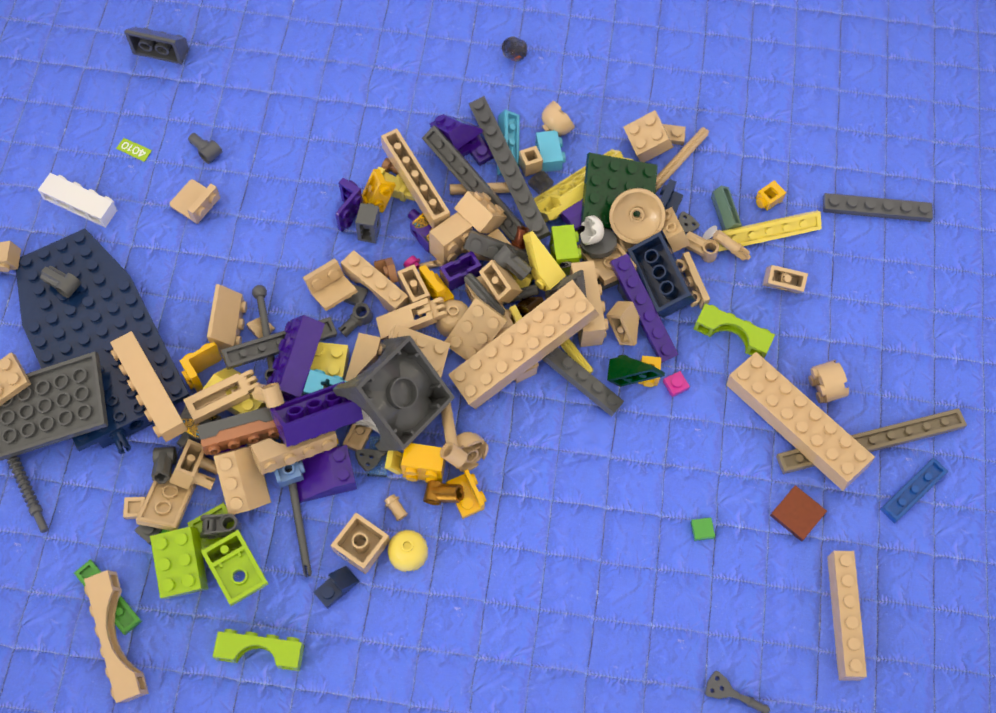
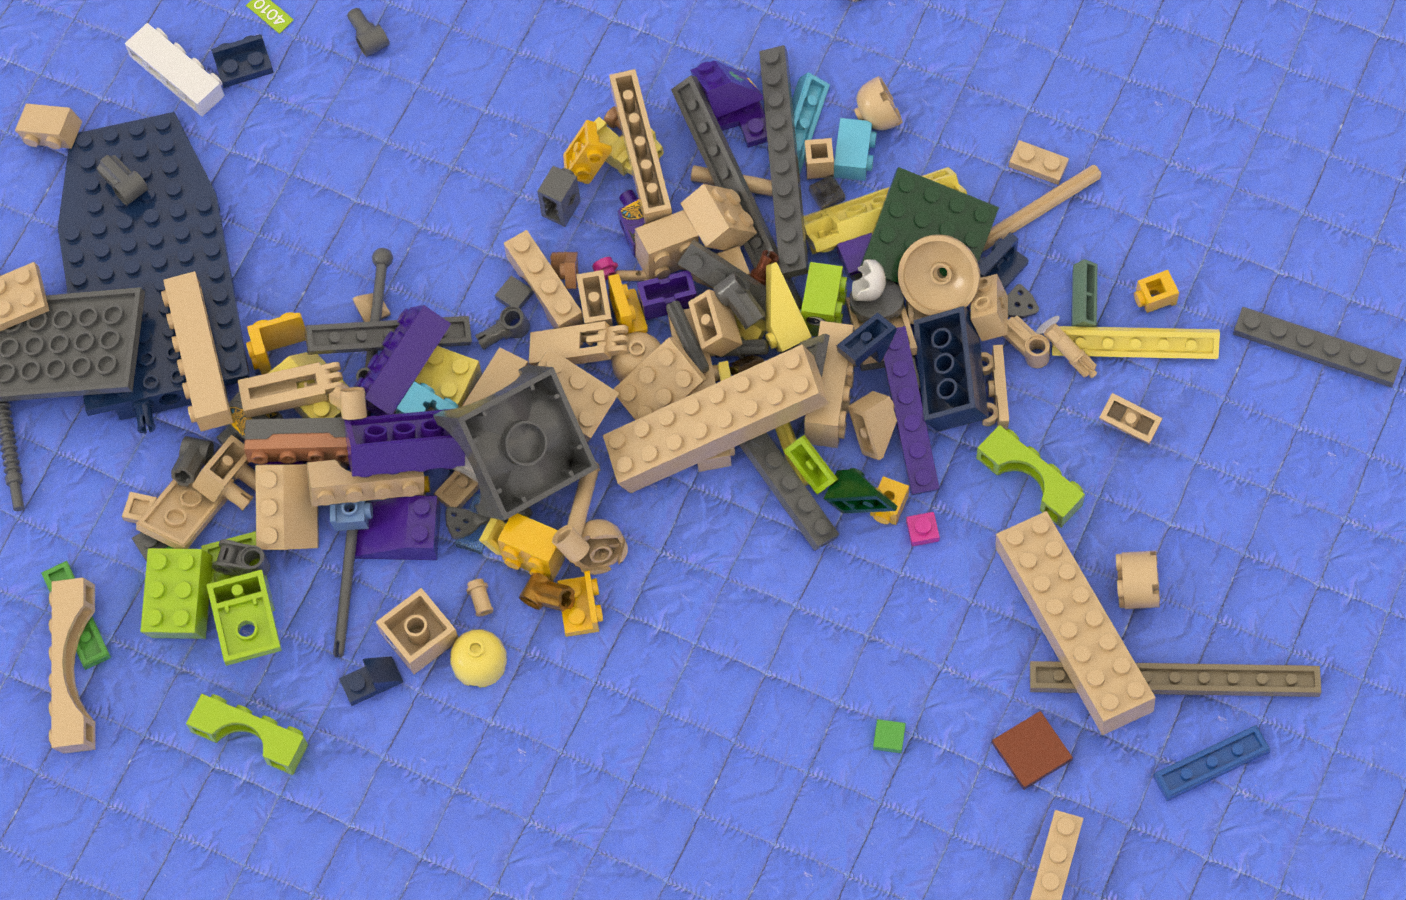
camera: 25 degrees right, 0 degrees up
(123, 184) = (242, 60): none -> dark blue bracket
(195, 200) = (332, 106): tan bracket -> none
(226, 317) = (327, 283): tan slope -> none
(329, 285) = (480, 271): tan bracket -> none
(352, 198) = (532, 174): dark purple bracket -> none
(592, 359) = (810, 464): none -> lime slope
(608, 268) = (868, 340): none -> dark blue slope
(648, 136) = (1003, 161): tan brick -> none

